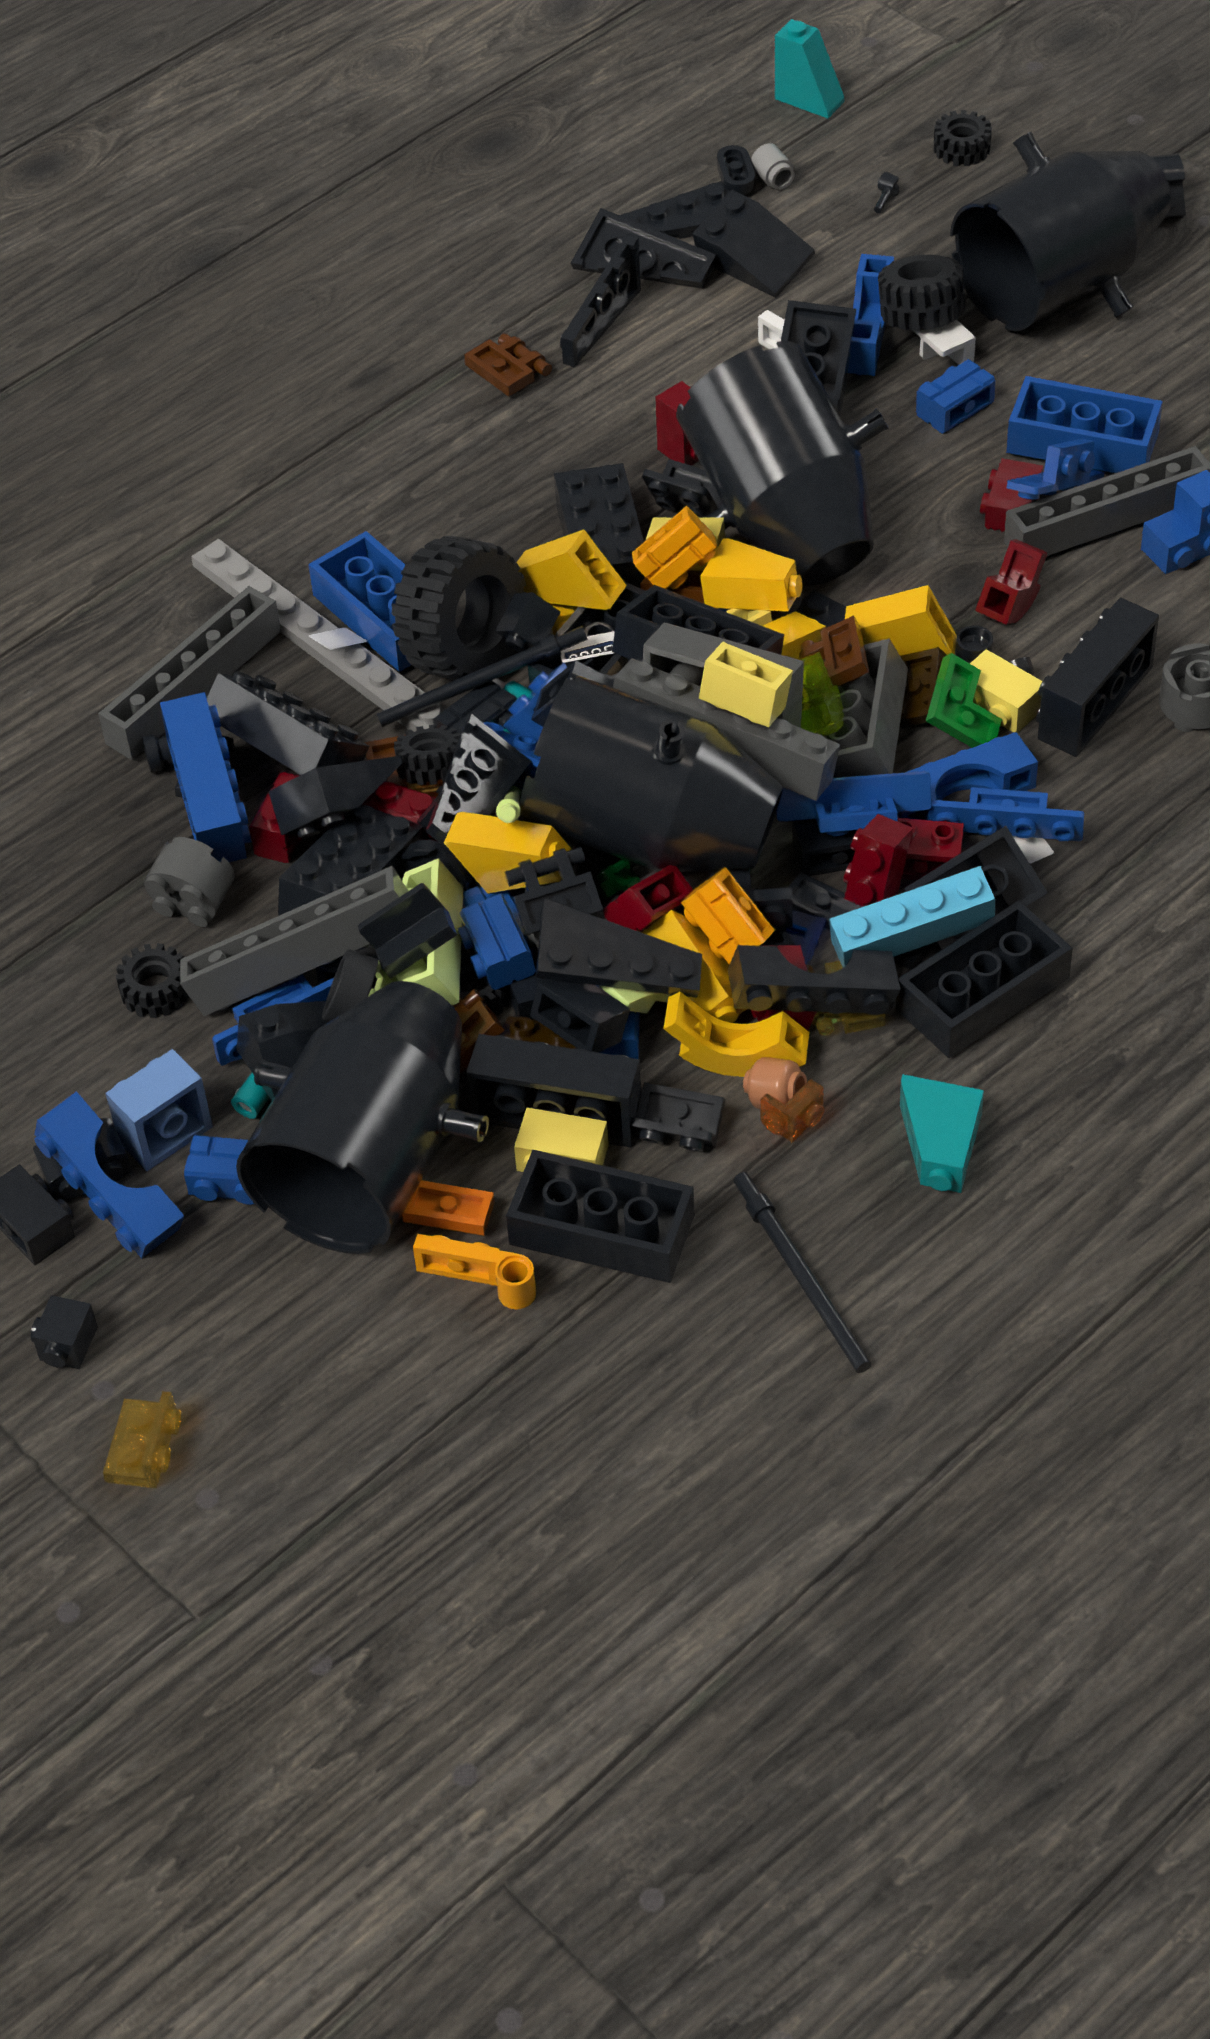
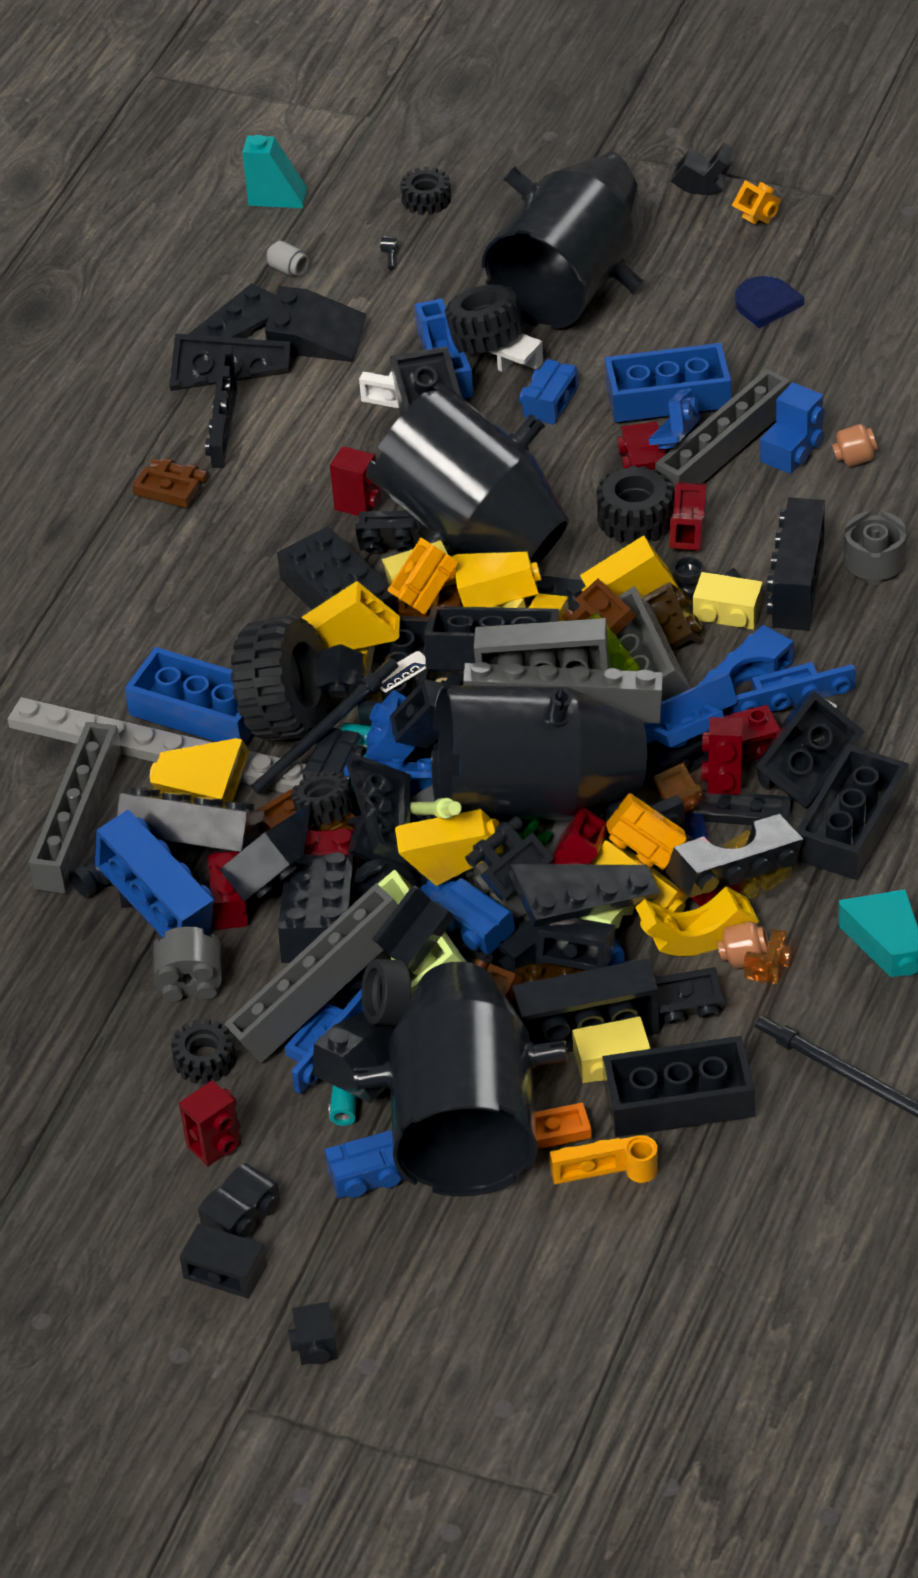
camera: 25 degrees left, 5 degrees down
(99, 1057) = (210, 1123): none -> dark red brick
(139, 1215) = (314, 1225): blue arch -> none
(142, 1442) = (428, 1388): clear yellow bracket -> none
(159, 1109) = (284, 1138): medium blue brick -> none
(337, 638) = (182, 738): white sticker -> none
(337, 681) = (202, 769): none -> yellow slope
(736, 169) = (258, 270): black plate -> none
(745, 684) = (576, 649): light yellow brick -> none
(810, 881) = (678, 782): none -> clear orange bracket
(915, 916) = (781, 783): medium azure brick -> none
(953, 704) = (706, 623): green plate -> none
(962, 548) = (634, 504): none -> black tyre

